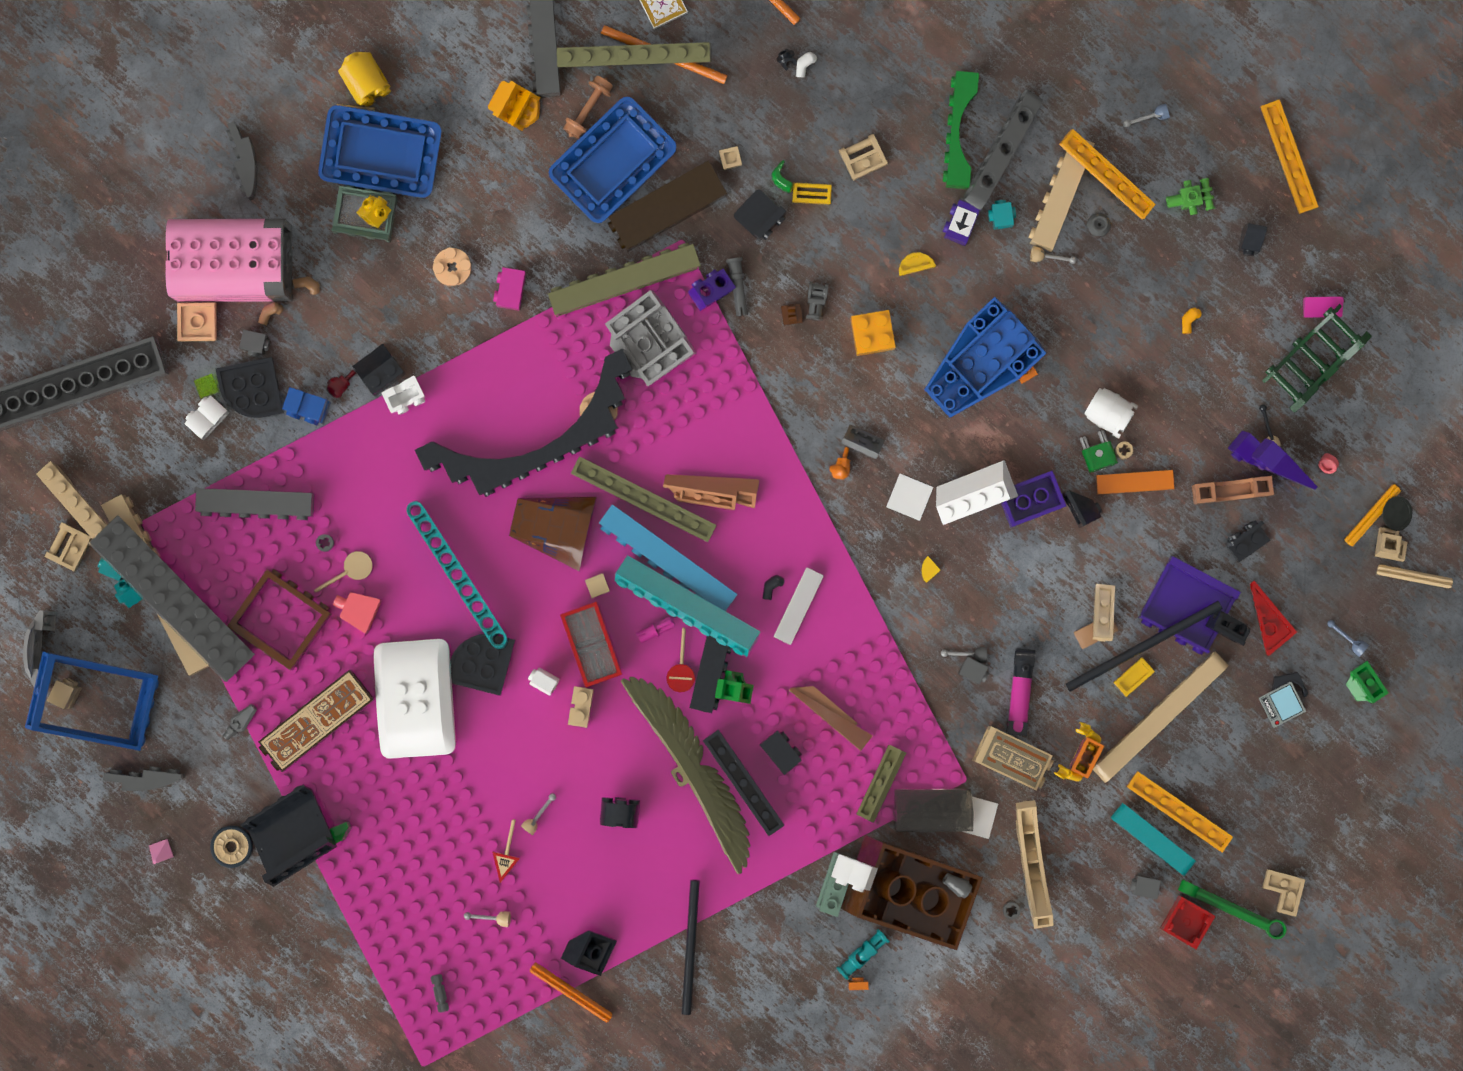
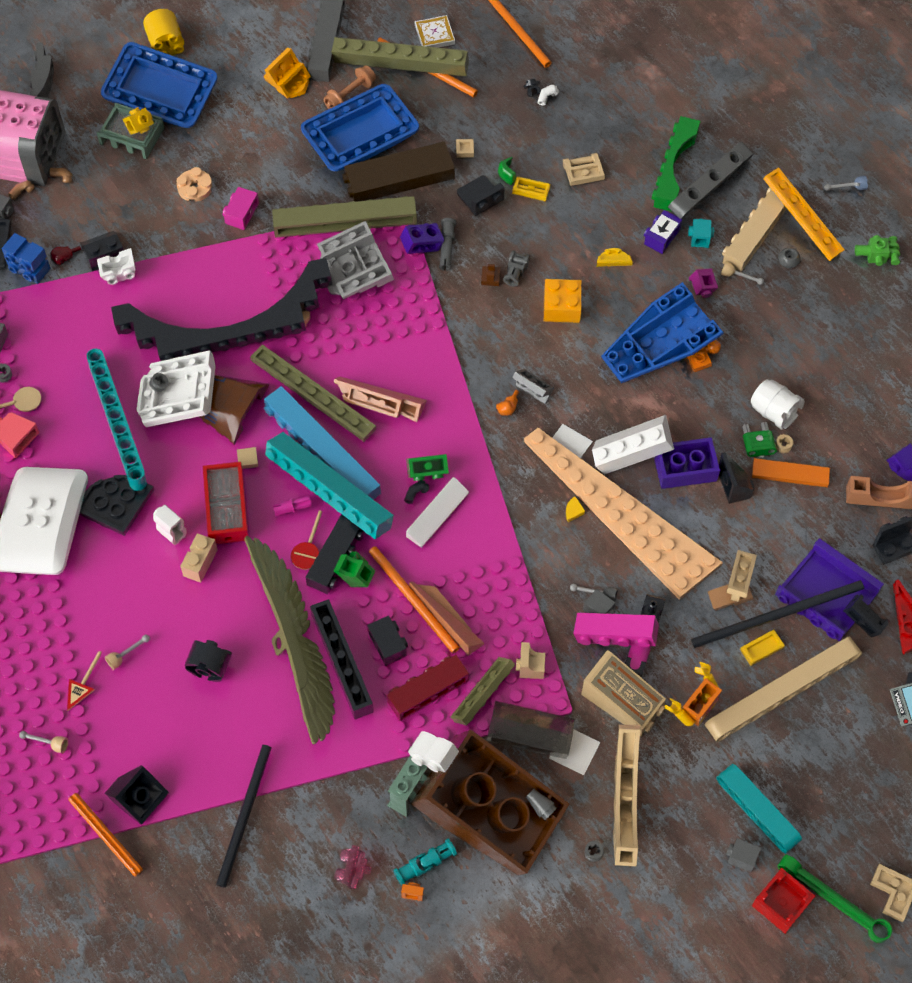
camera: 10 degrees right, 25 degrees down
(492, 522) = (154, 382): none -> dark grey bush
(508, 531) = (187, 390): none -> white wedge
(778, 561) = (426, 466): none -> green brick
(795, 702) = (414, 600): none -> orange piece
(803, 973) = (355, 867): none -> clear pink hips
(826, 794) = (427, 687): none -> dark red brick
(919, 746) = (530, 663): none -> tan brick
(994, 696) = (616, 629): none -> dark pink brick
(1014, 587) = (658, 544): none -> light nougat wing
(1015, 278) = (704, 282): none -> magenta brick
(1179, 811) = (791, 786): light orange plate -> none
(1187, 319) = (867, 342): light orange arm -> none

